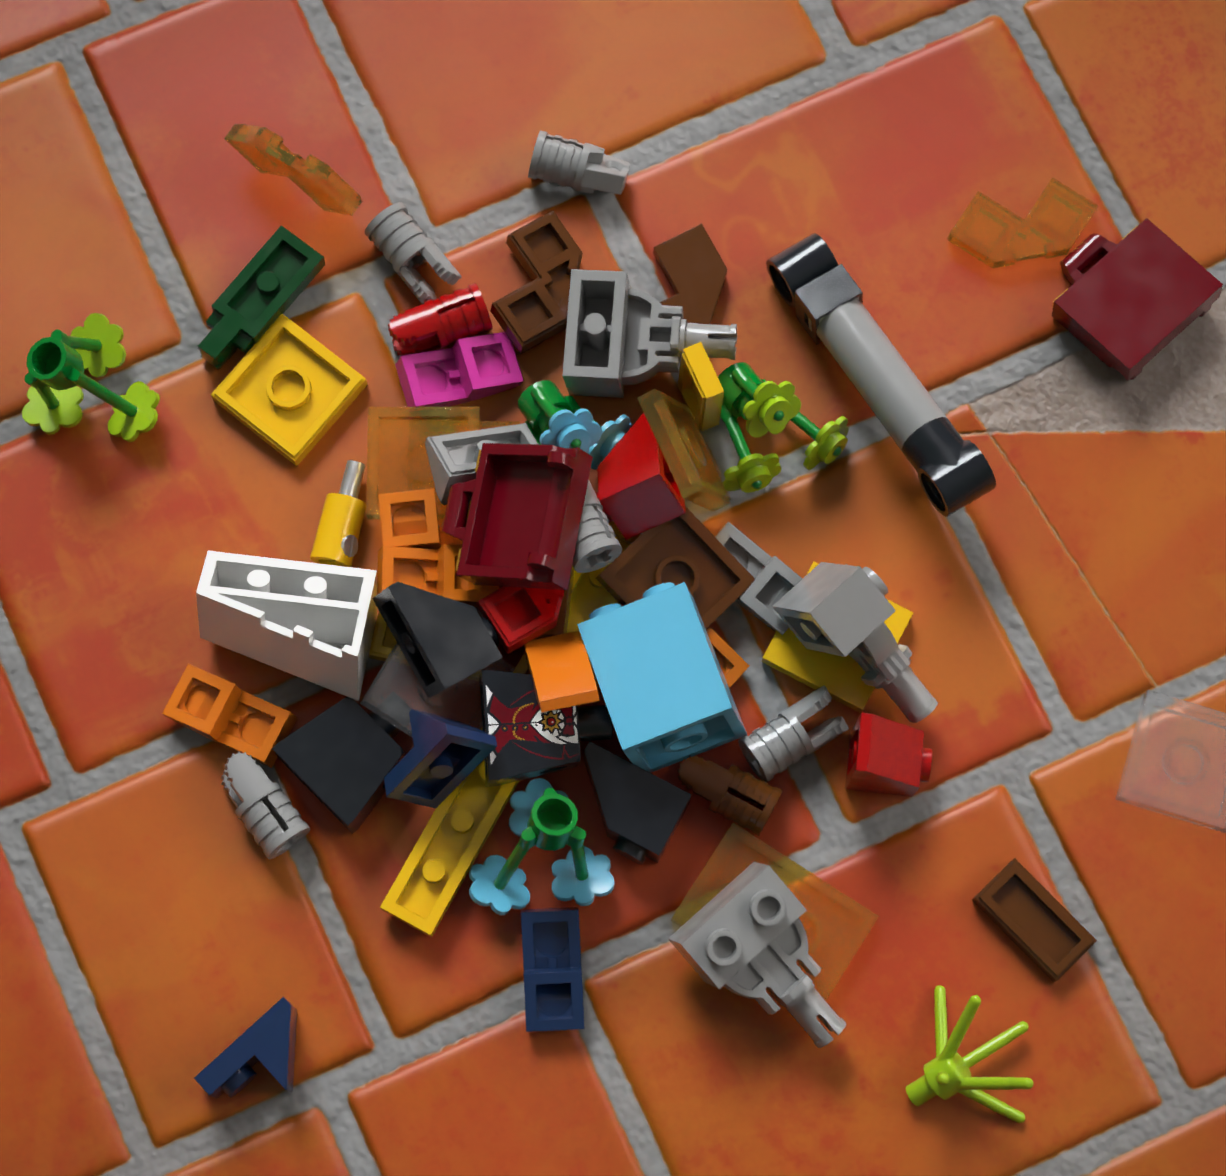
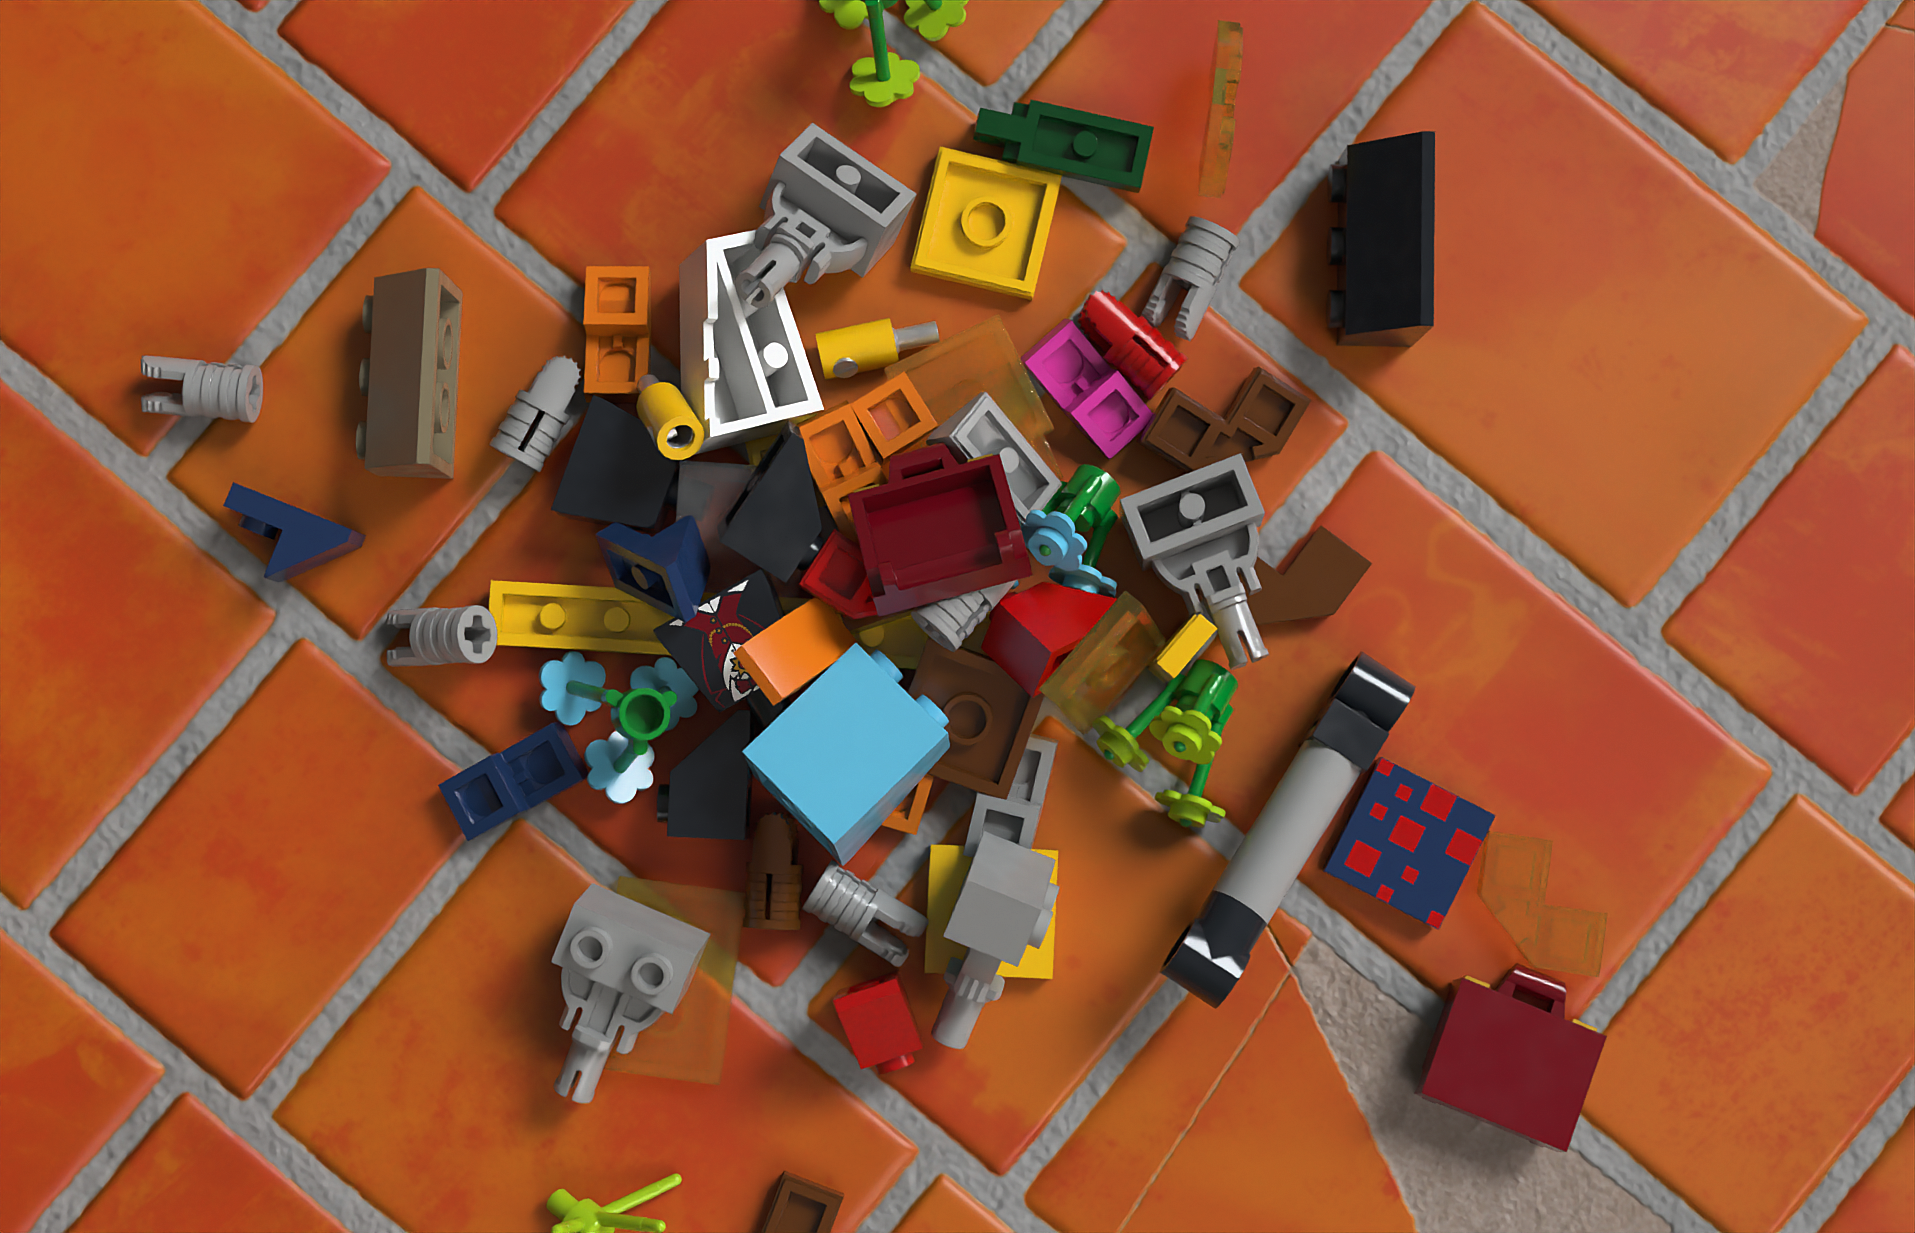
camera: 65 degrees right, 10 degrees up
(105, 1067) = (207, 389): none -> light grey hinge
(178, 893) = (411, 375): none -> dark tan slope
(219, 497) = (822, 212): none -> light grey brick
(323, 690) = (668, 418): none -> yellow piece
(406, 966) = (443, 636): none -> light grey hinge
(459, 94) = (1383, 241): none -> black slope
(576, 165) = (1373, 402): light grey hinge -> none
(931, 298) = (1408, 842): none -> dark blue tile

